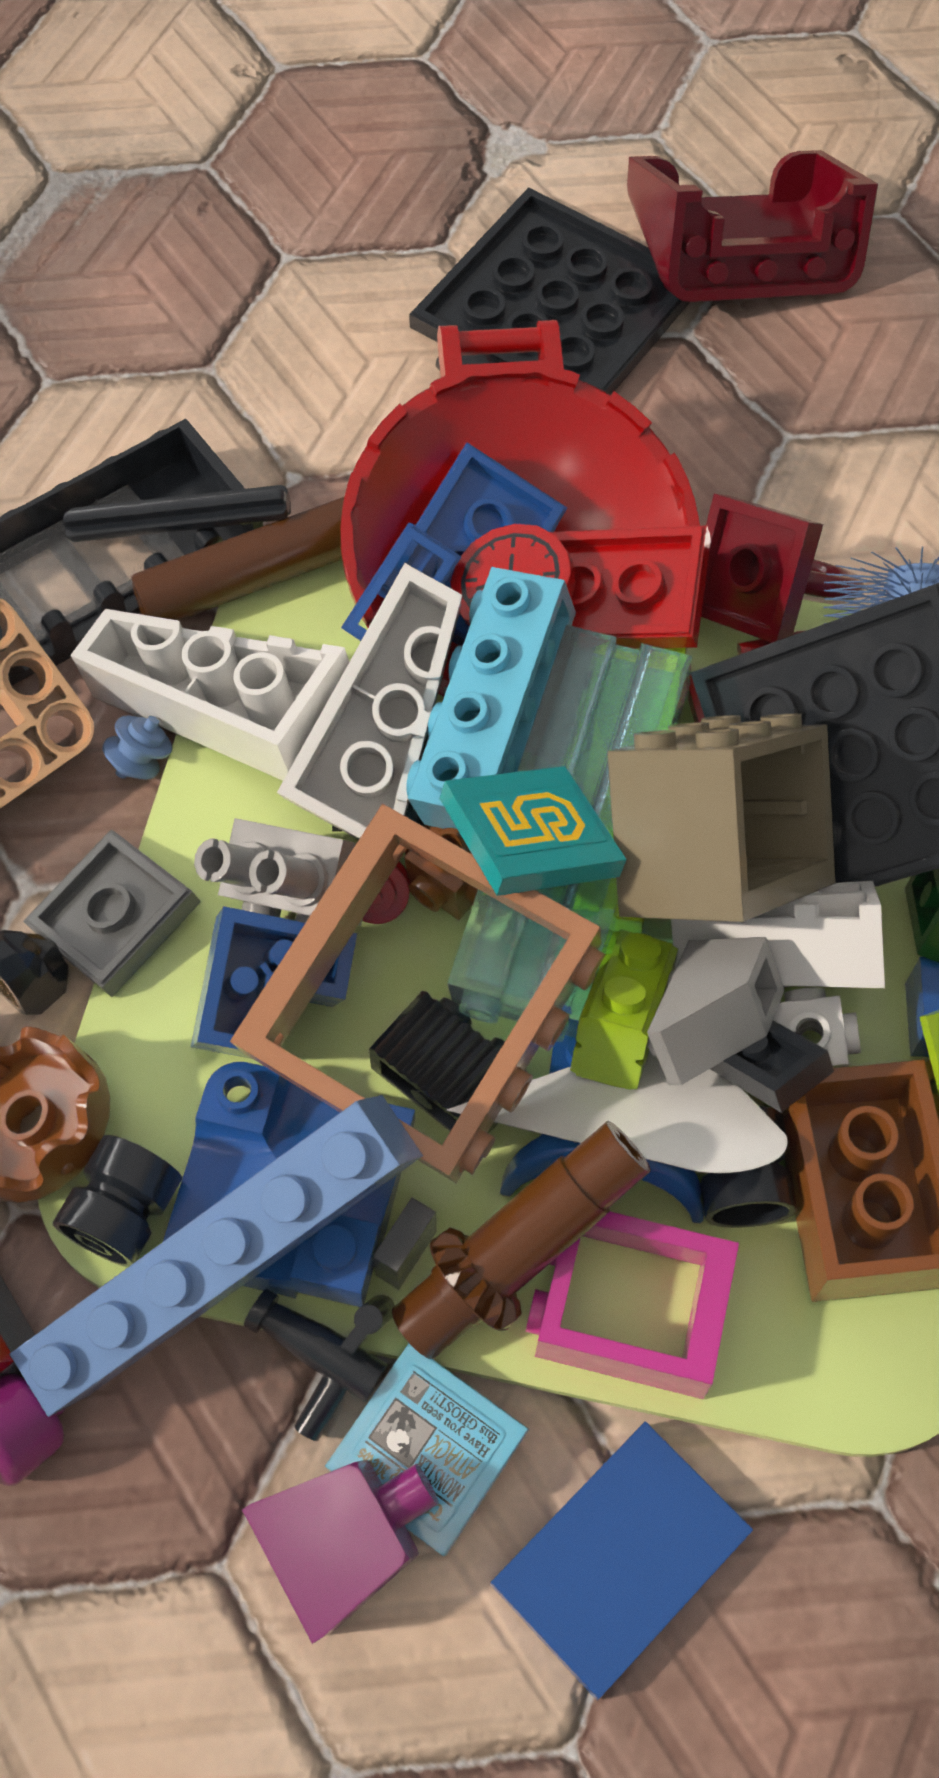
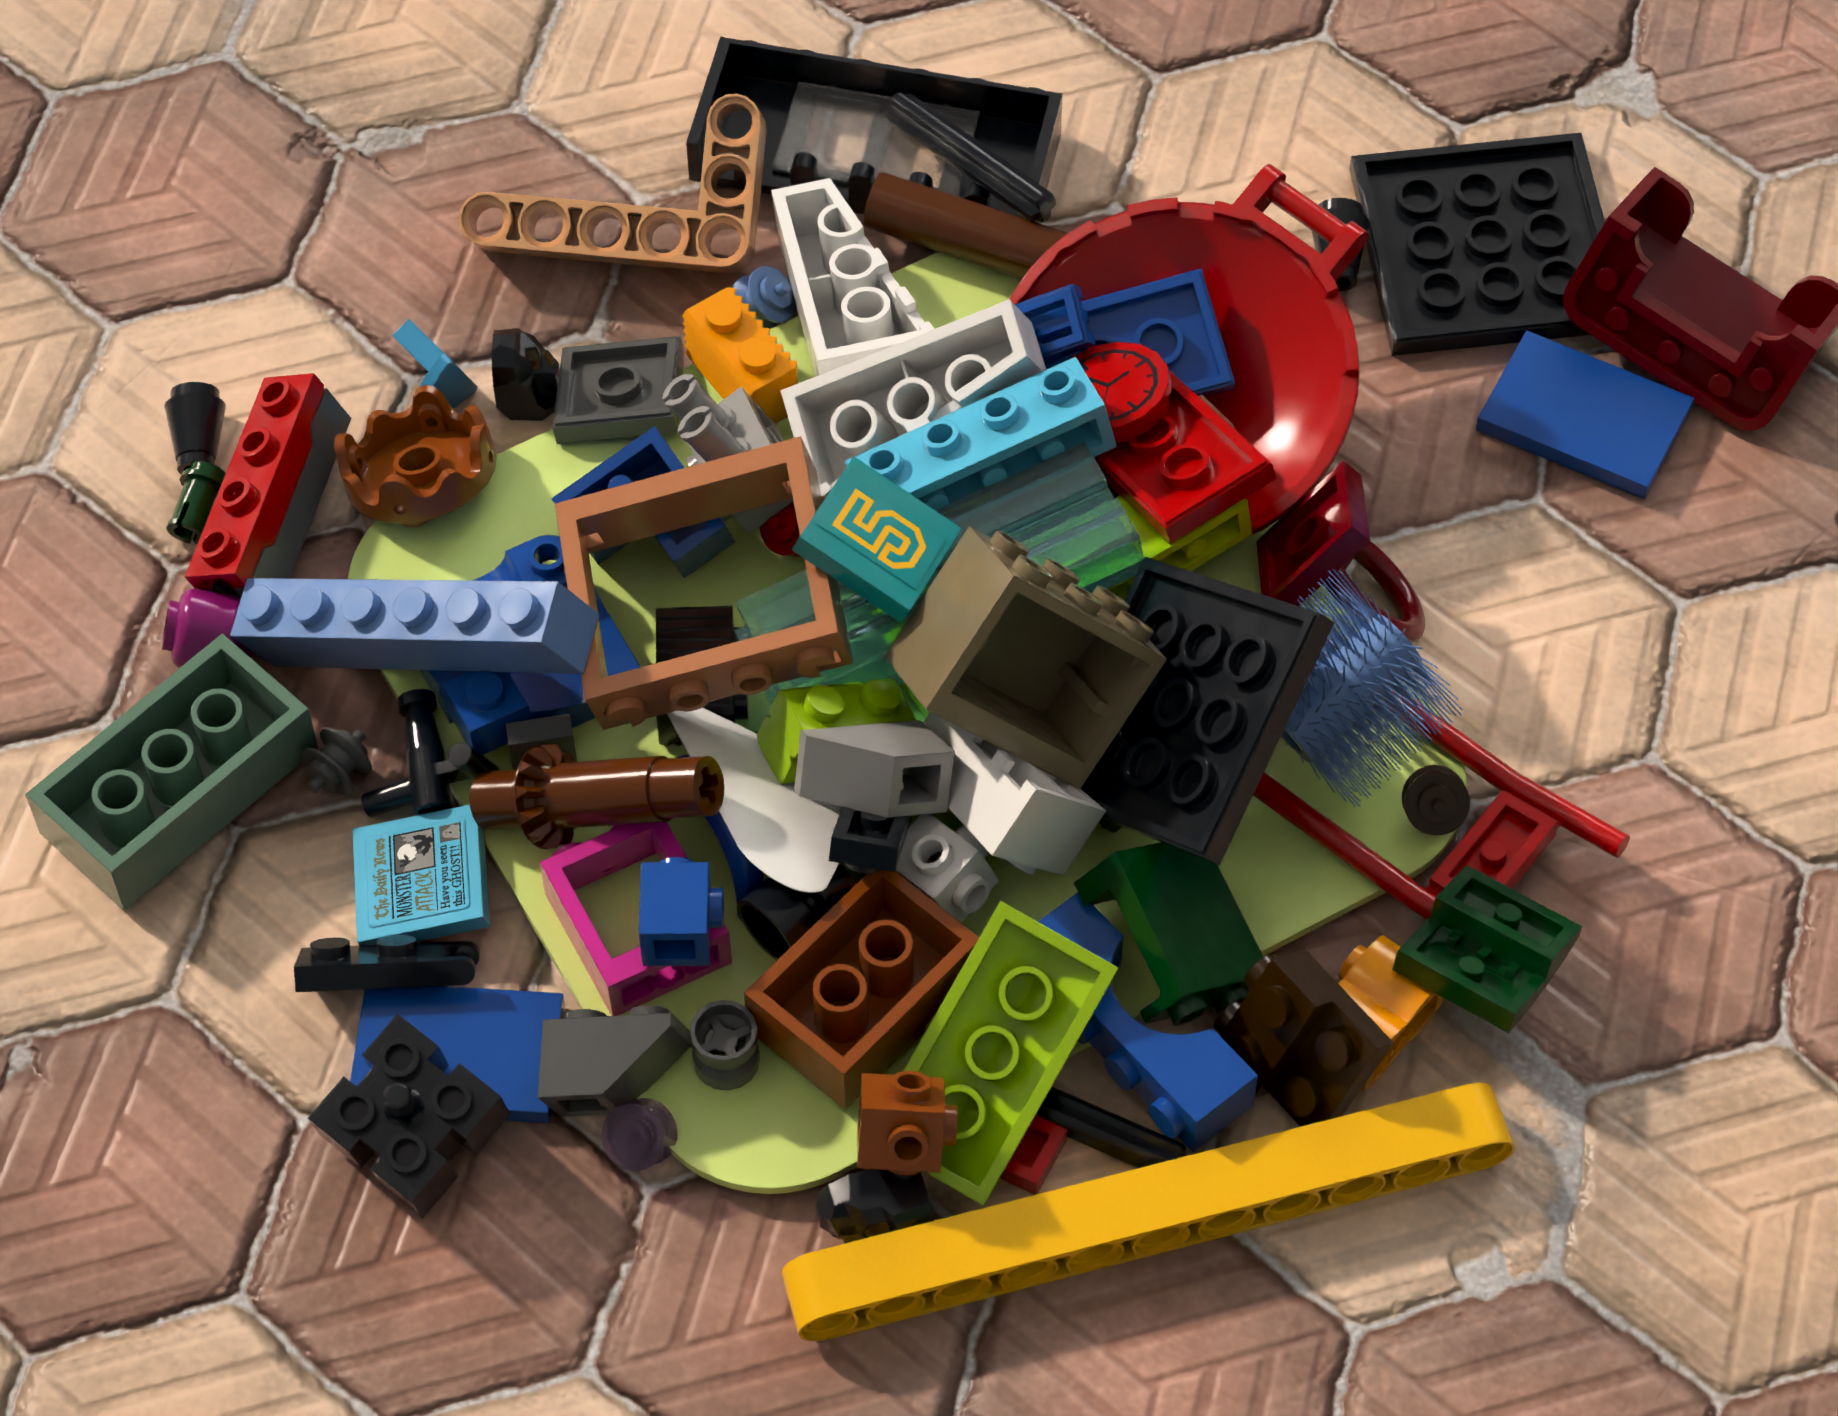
camera: 50 degrees right, 5 degrees down
(121, 1194) = (409, 552): black wheel -> none
(129, 1587) = (172, 771): none -> sand green brick
(184, 799) = (737, 351): none -> light orange brick
(246, 1425) = (336, 761): none -> dark grey wheel
(340, 1539) = (307, 866): magenta torso -> none
(492, 1554) = (391, 963): none -> black hinge
(684, 1663) = (409, 1115): none -> black brick
(707, 1268) = (678, 912): none -> blue brick
(751, 357) = (1585, 414): none -> blue tile
(759, 1444) = (606, 1061): none -> dark grey slope
(832, 1319) = (727, 1030): none -> dark grey wheel
(841, 1470) = (639, 1134): none -> wheel

